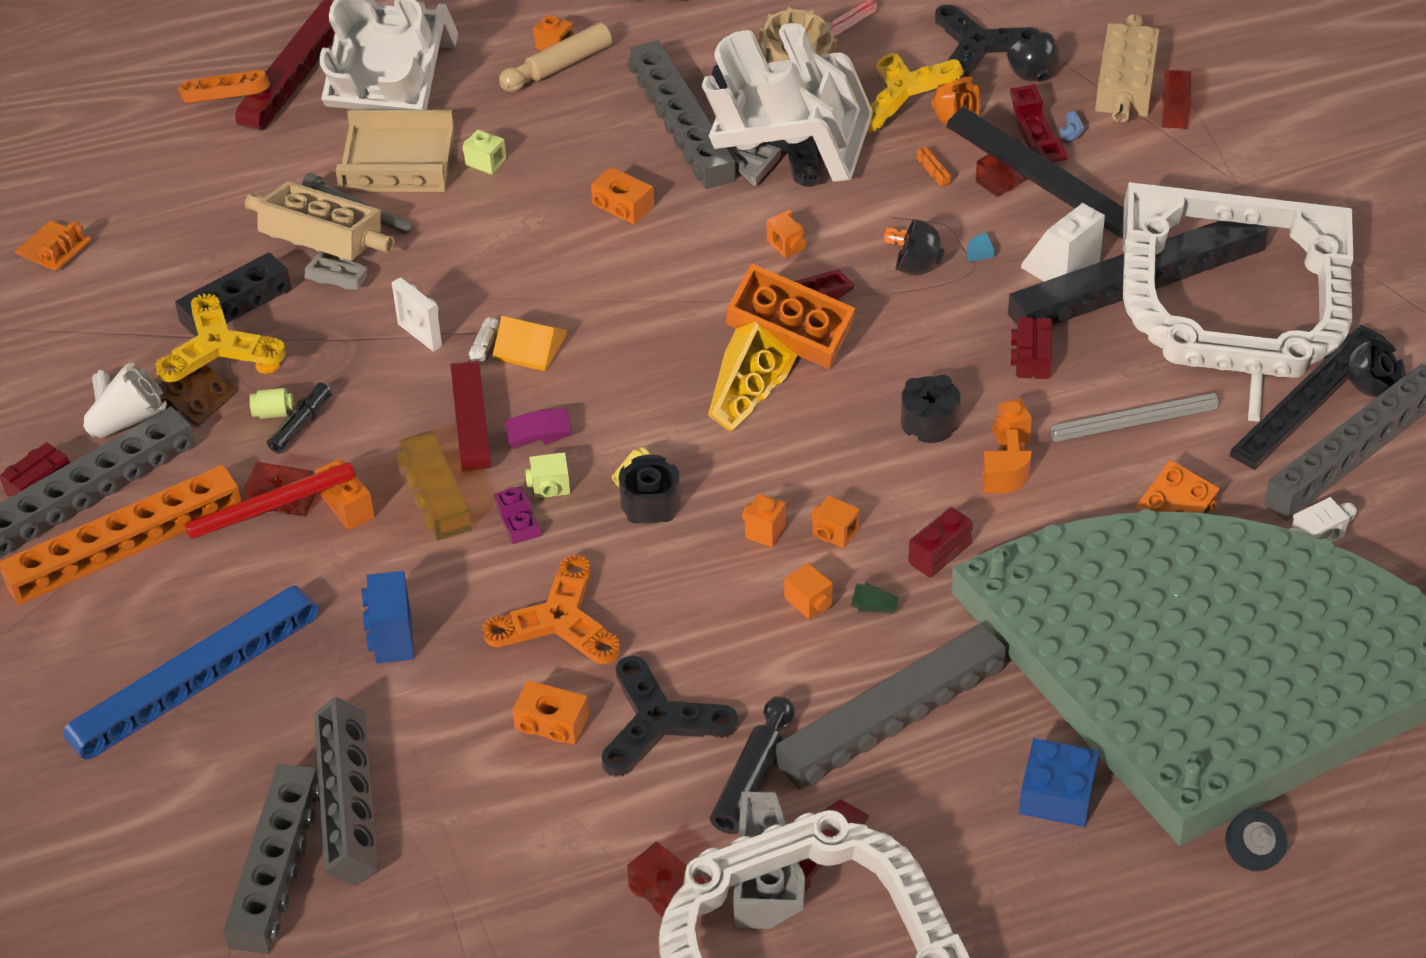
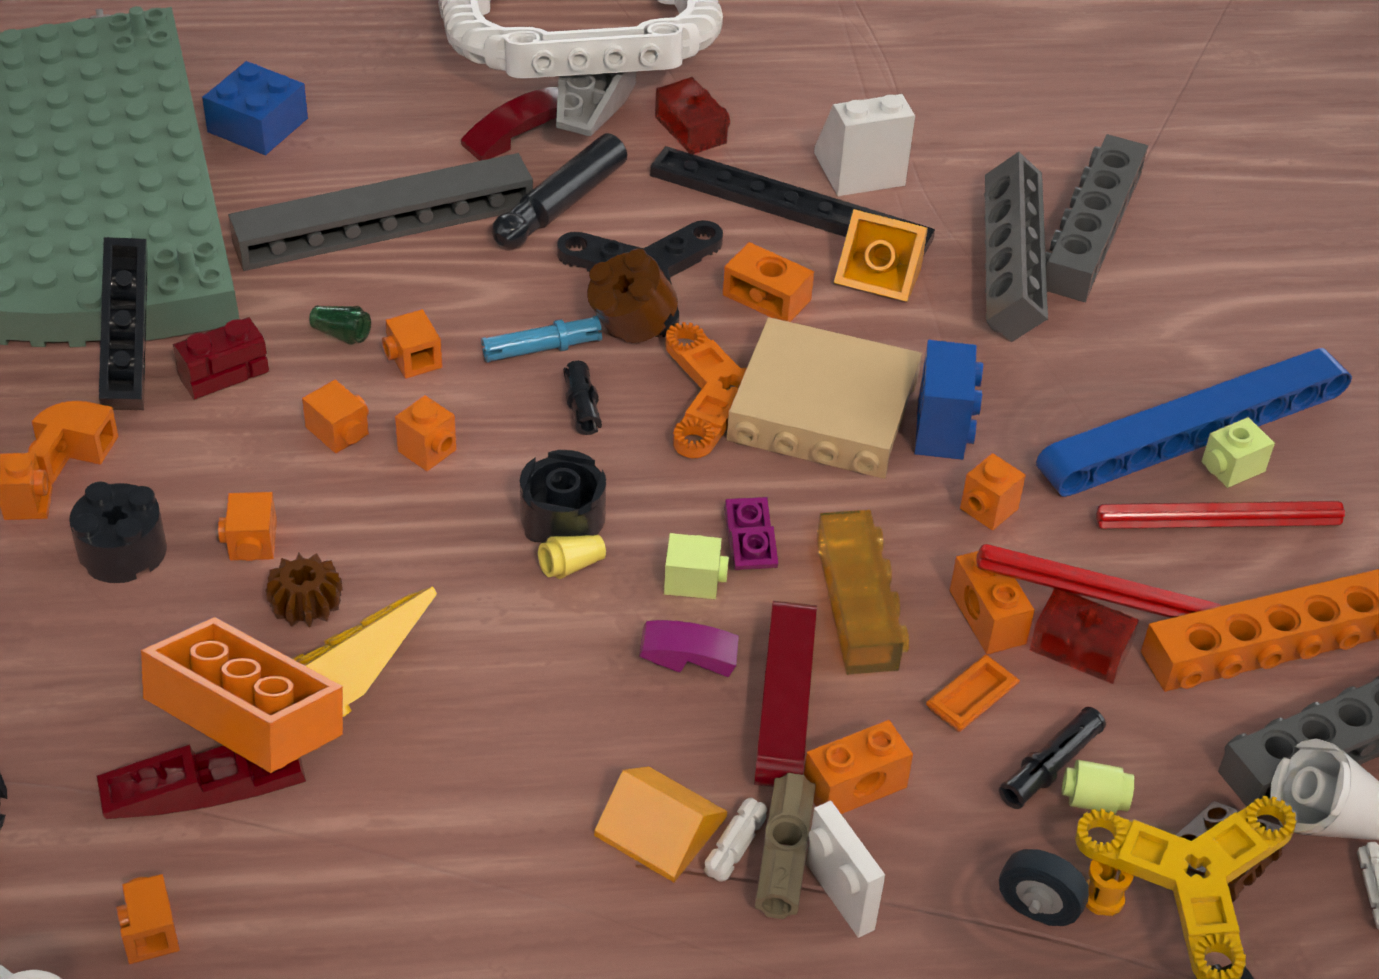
camera: 170 degrees left, 0 degrees up
(162, 644) = (1237, 452): none -> yellowish green brick
(179, 605) = (1220, 514): none -> red axle
(303, 334) = (1044, 887): none -> black wheel
(348, 569) = (992, 491): none -> orange brick
(353, 444) = (972, 693): none -> orange tile
(418, 377) = (859, 767): none -> orange brick
(453, 332) = (784, 865): none -> dark tan piece
(460, 763) = (881, 255): none -> light orange slope
(482, 622) = (823, 397): none -> tan panel
(494, 860) = (866, 144): none -> white slope
(552, 819) = (761, 192): none -> black tile
(652, 648) = (631, 296): none -> reddish brown brick
(667, 585) = (582, 398): none -> black pin
(704, 629) = (558, 335): none -> dark azure pin
(794, 406) = (304, 589): none -> reddish brown gear
(851, 436) = (249, 526): none -> orange brick
(1009, 508) = (123, 323): none -> black brick

